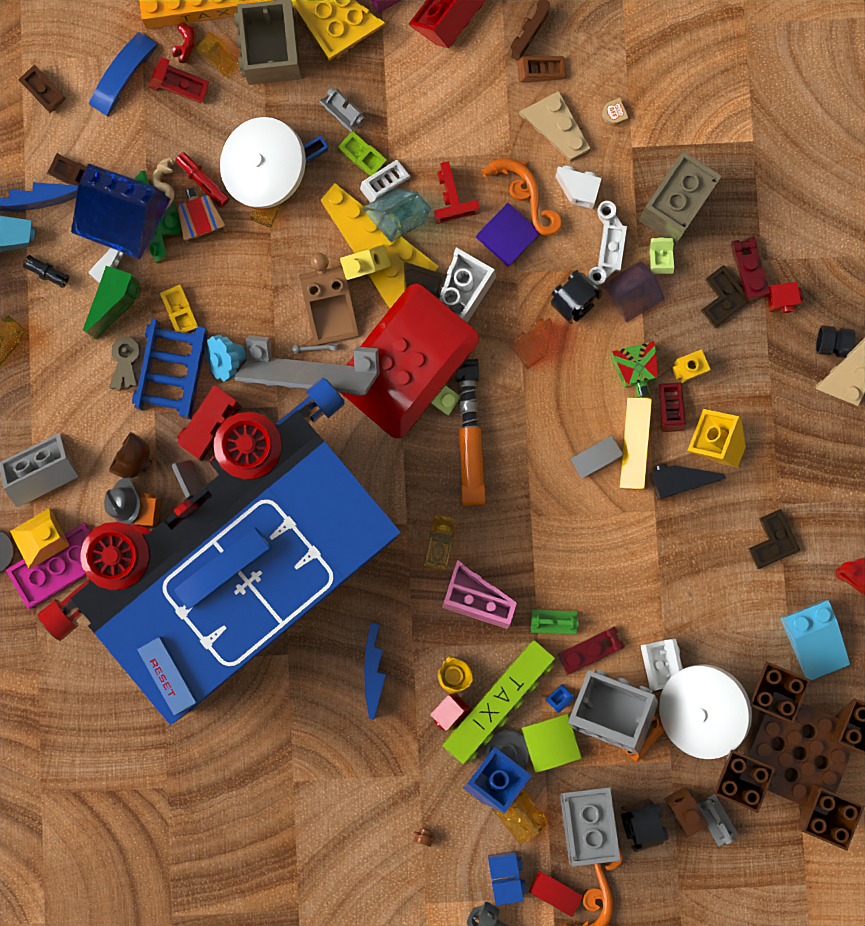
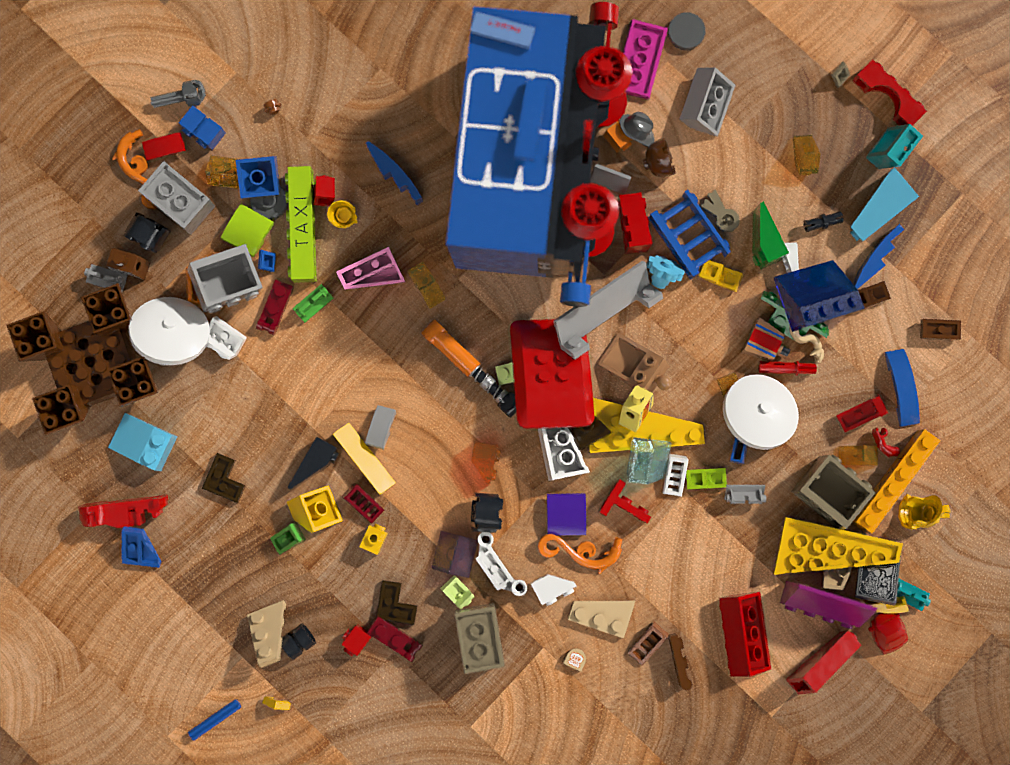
camera: 130 degrees right, 0 degrees up
(39, 538) = (666, 64): yellow slope -> none
(296, 349) = (605, 342): light grey hinge -> none
(636, 366) = (407, 506): torso -> none
(764, 436) = (287, 538): none -> bright green slope

